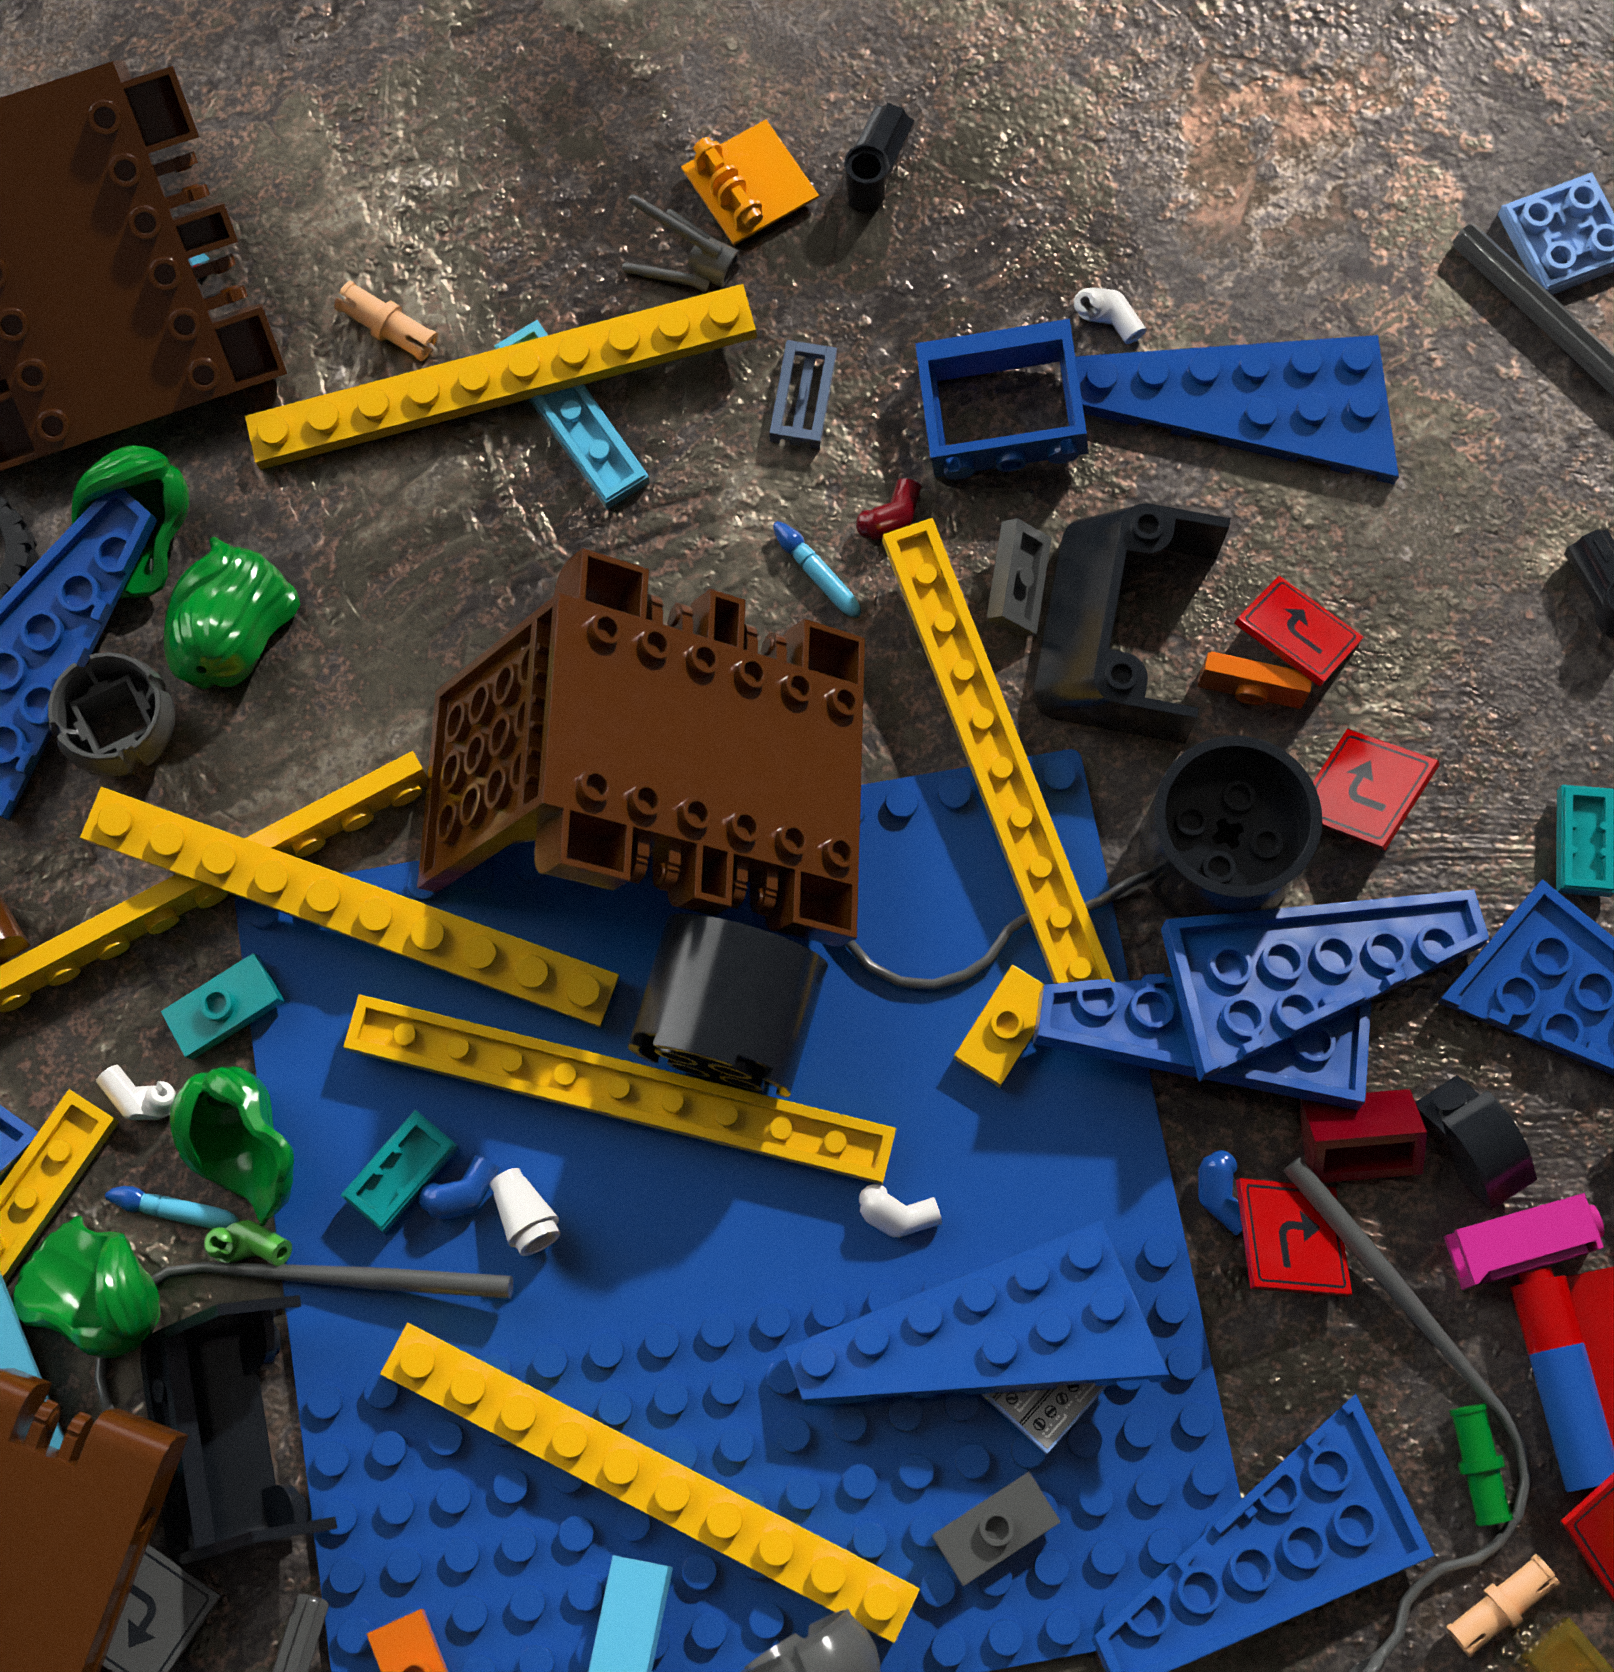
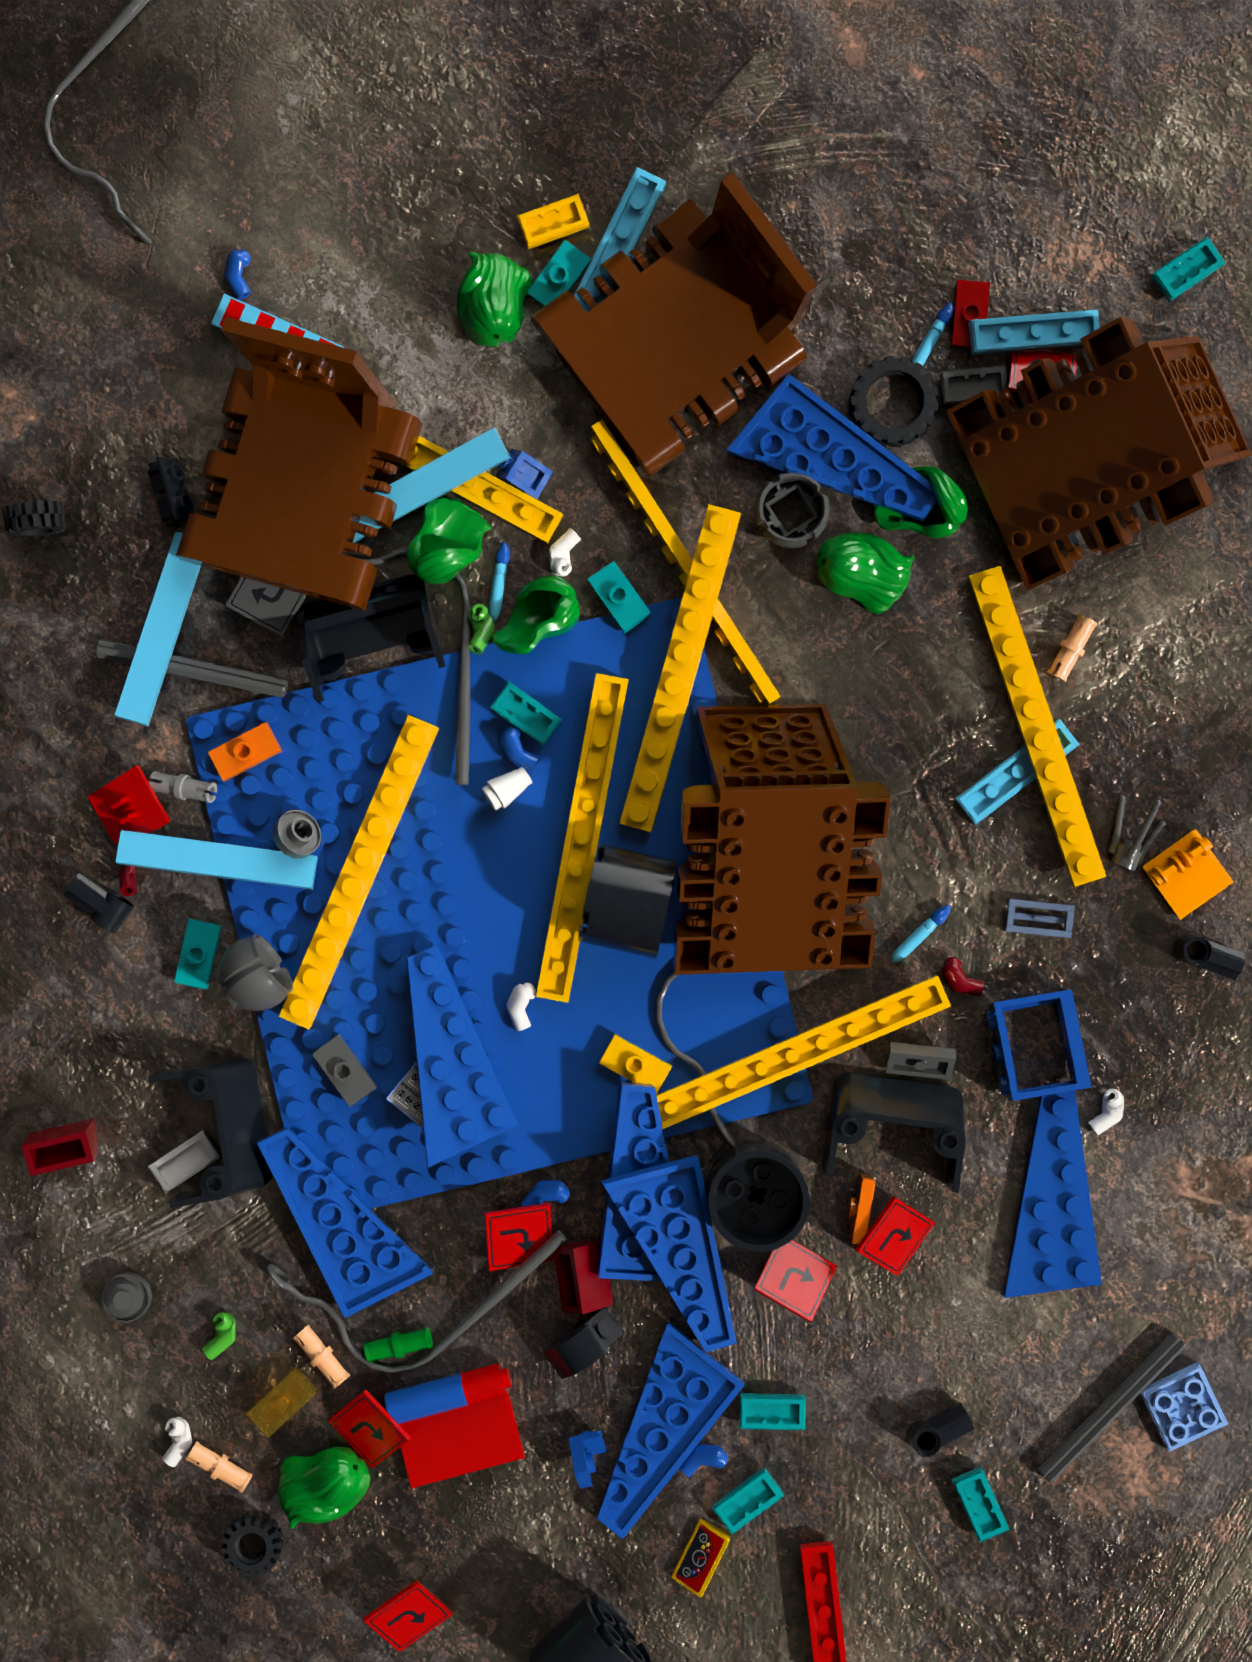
camera: 90 degrees right, 15 degrees up
(570, 1586) = (297, 834): none -> dark grey plate
(1525, 1240) = (526, 1371): dark pink window -> none

